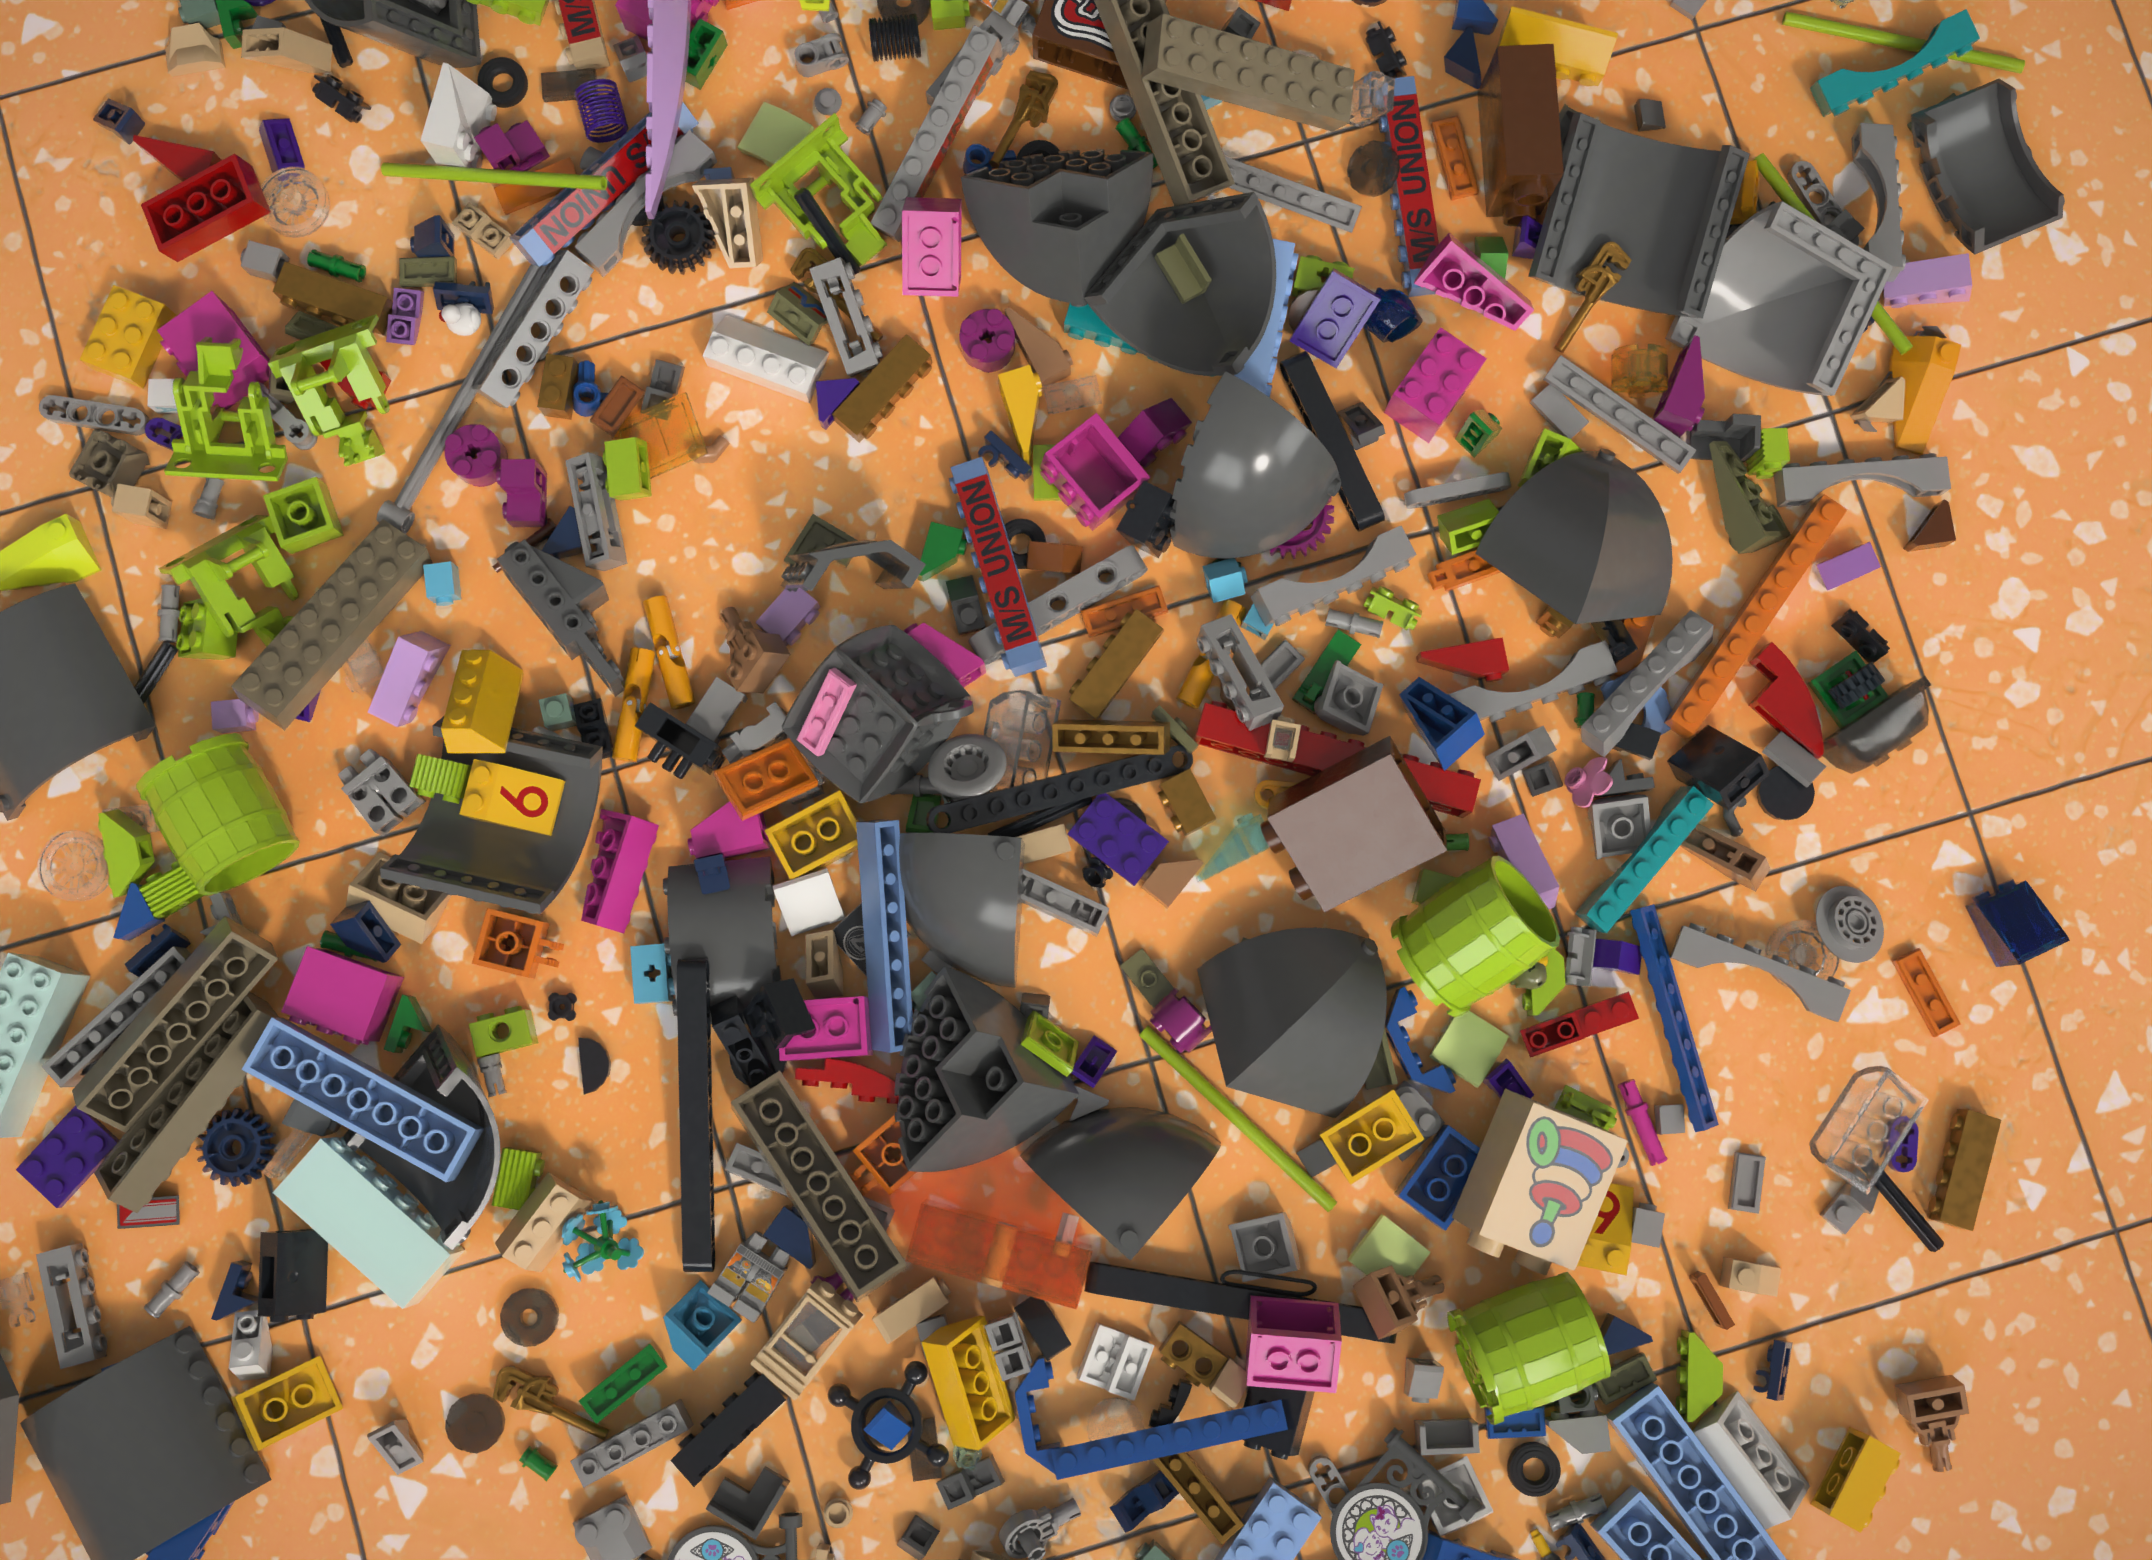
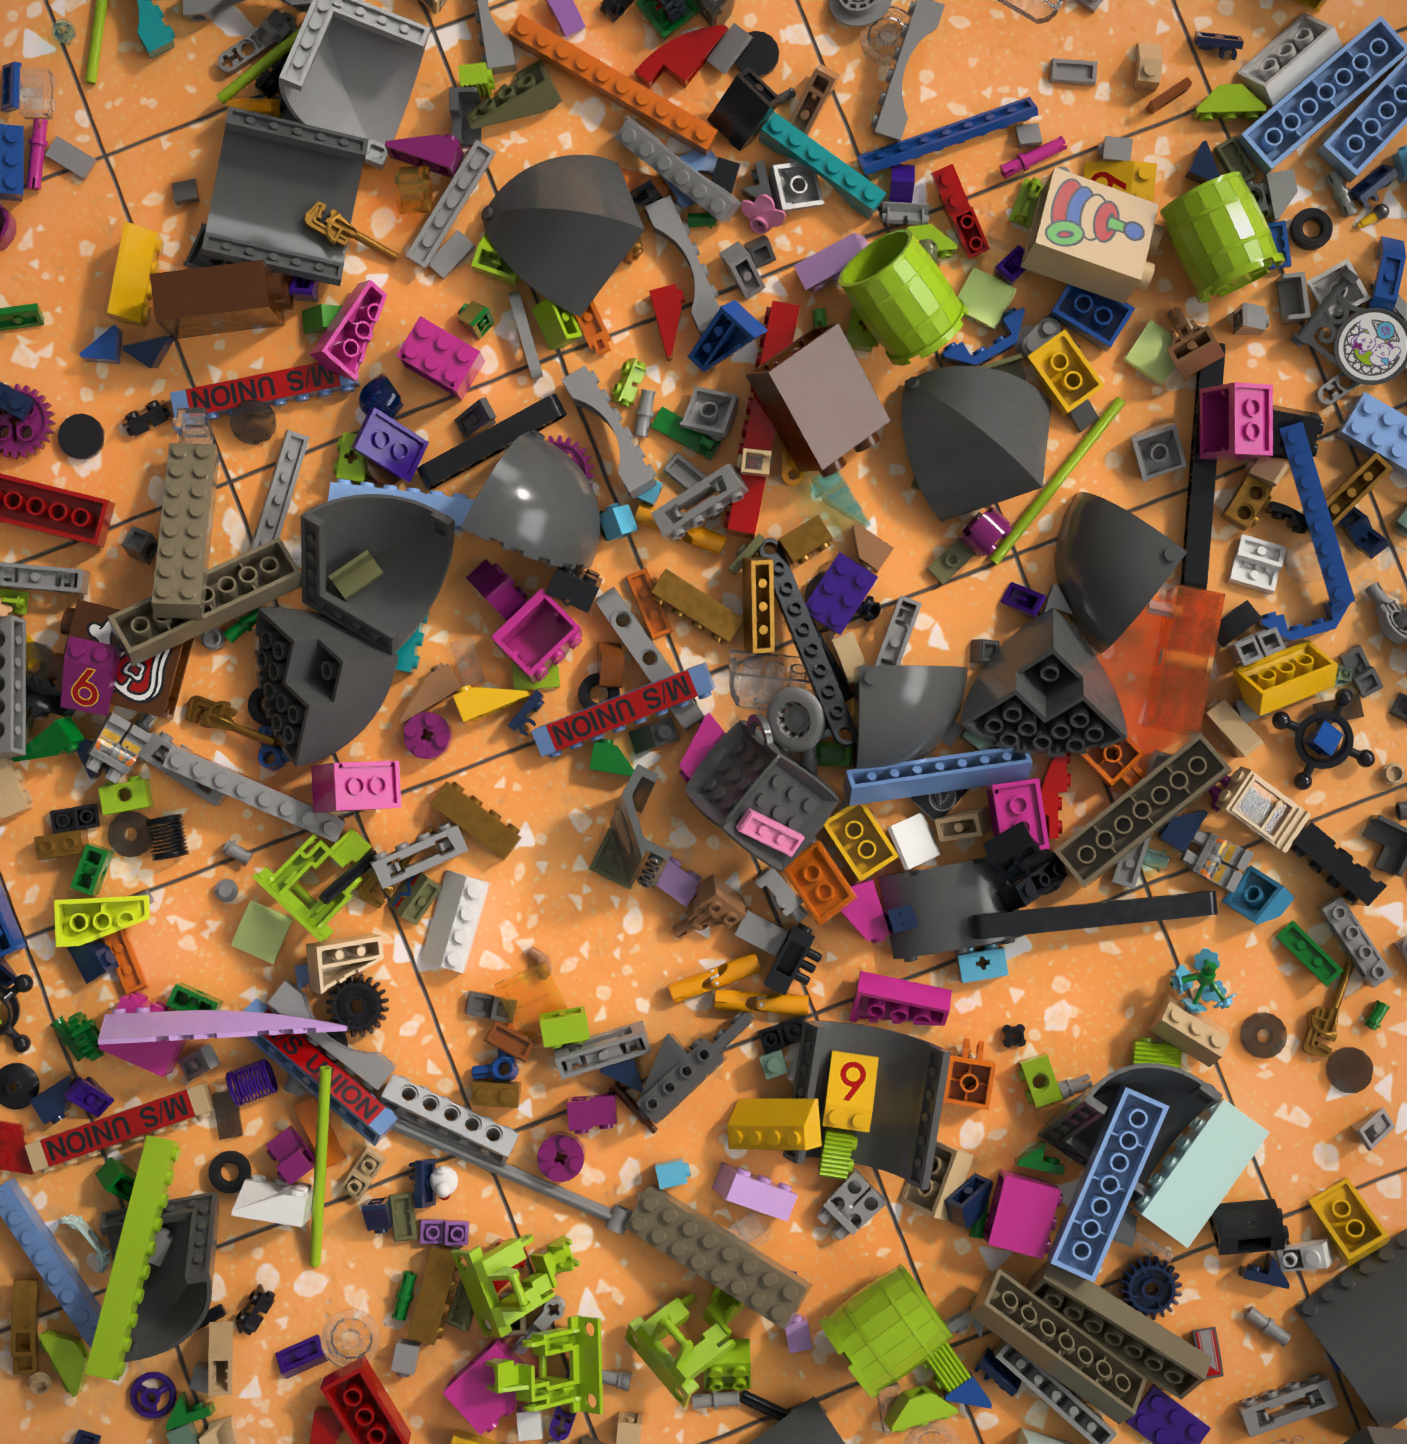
camera: 90 degrees left, 5 degrees up
(303, 515) = (625, 1295): lime brick -> none
(594, 1064) = (1058, 1004): black tile -> none
(758, 1201) = (1156, 859): none -> clear light blue hose
(823, 56) = (185, 898): light grey piece -> none
(831, 395) = (487, 861): dark purple slope -> none
(1050, 1043) = (1013, 634): lime tile -> none
(1270, 1276) = (1182, 446): black piece -> none
(1454, 158) = (235, 354): orange tile -> none

